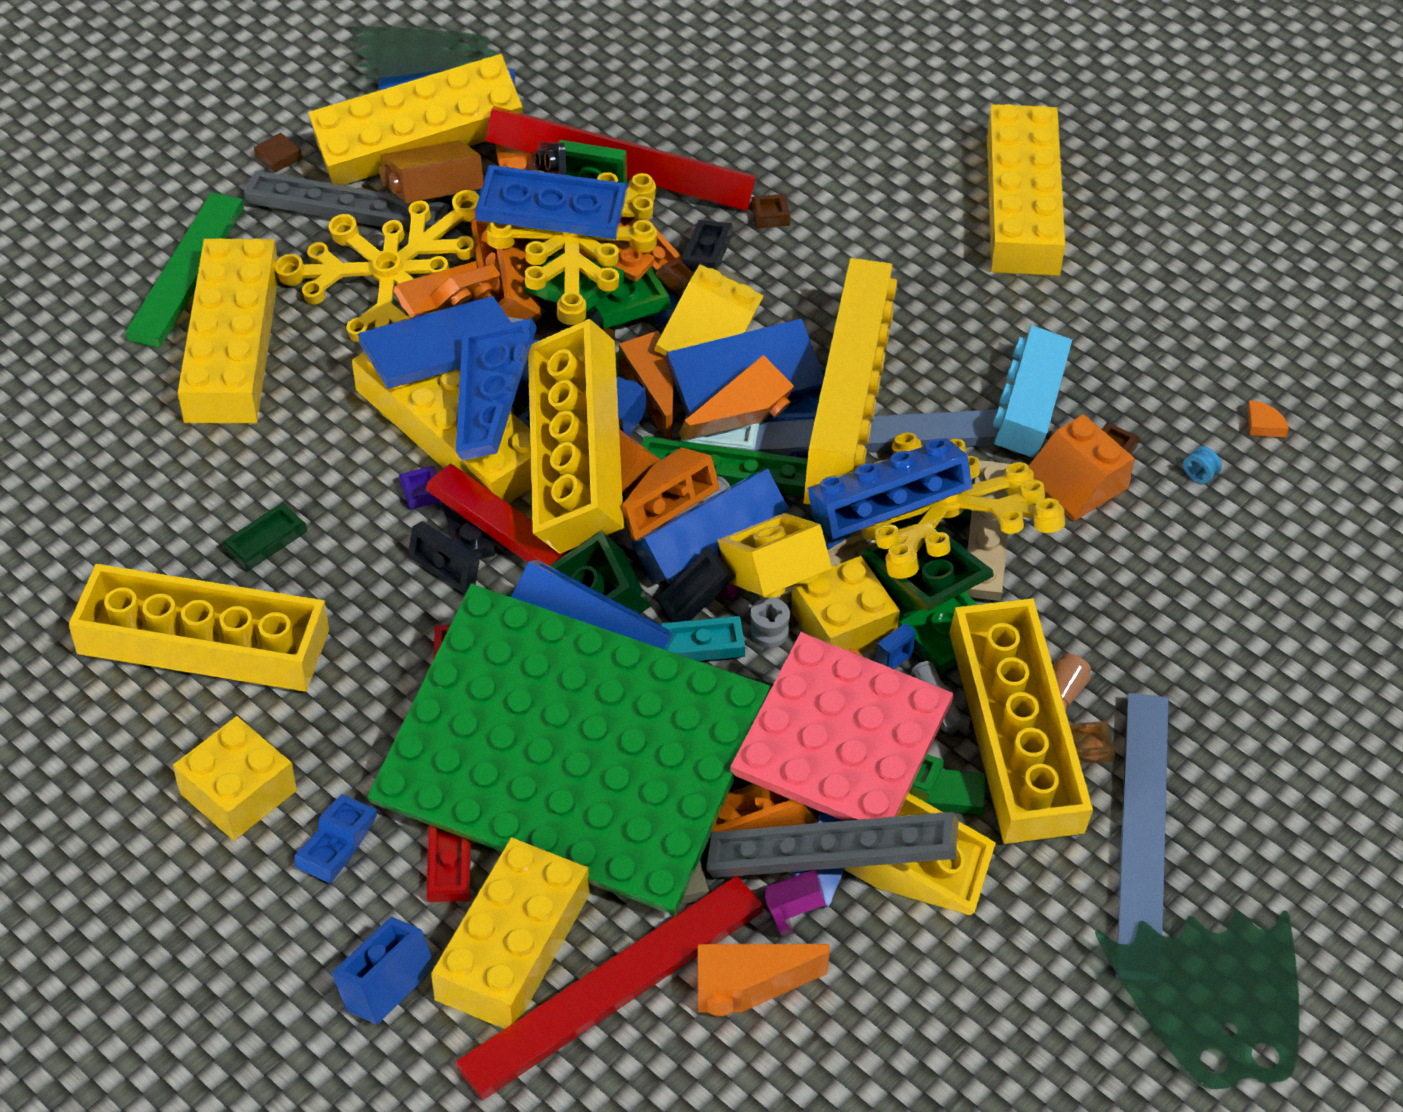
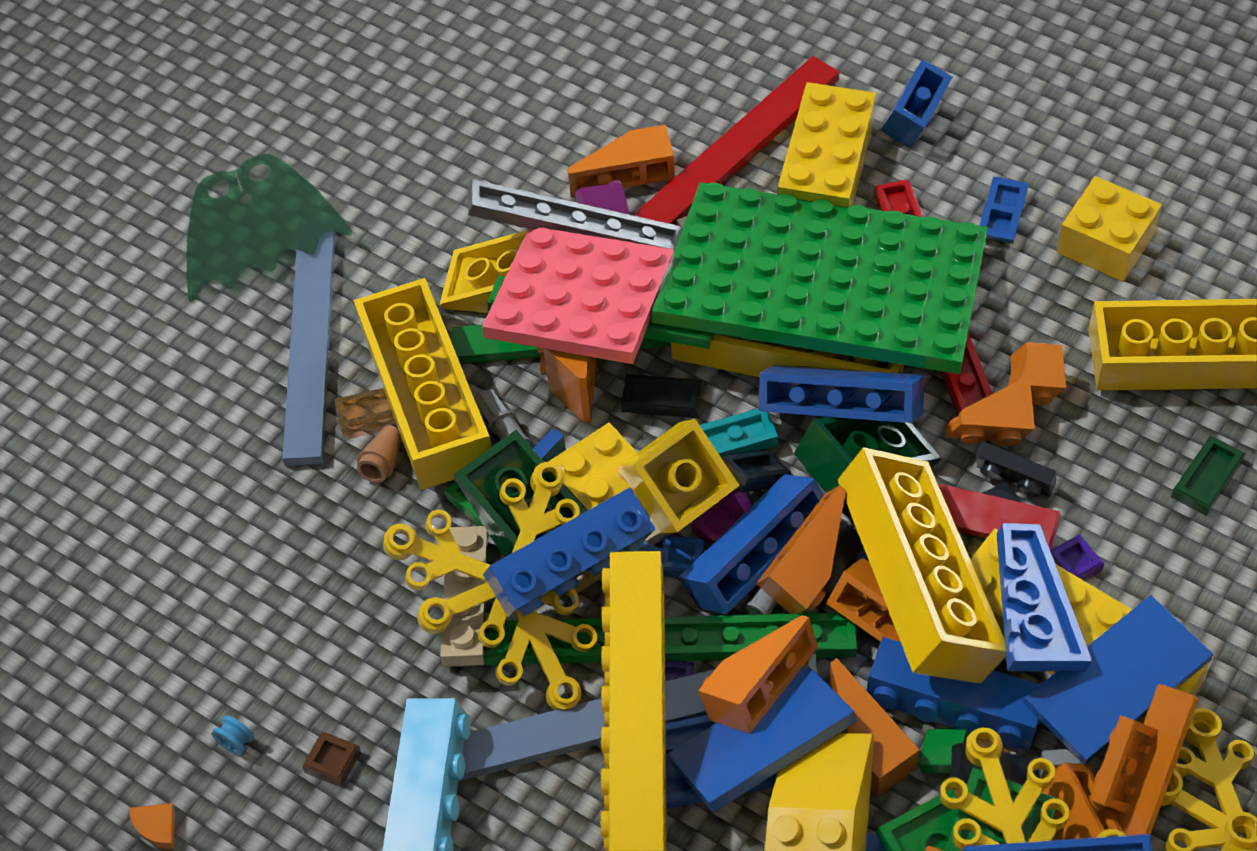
camera: 175 degrees right, 5 degrees up
(429, 602) = (1008, 414): none -> orange arch
(1082, 467) = (364, 702): orange slope -> none

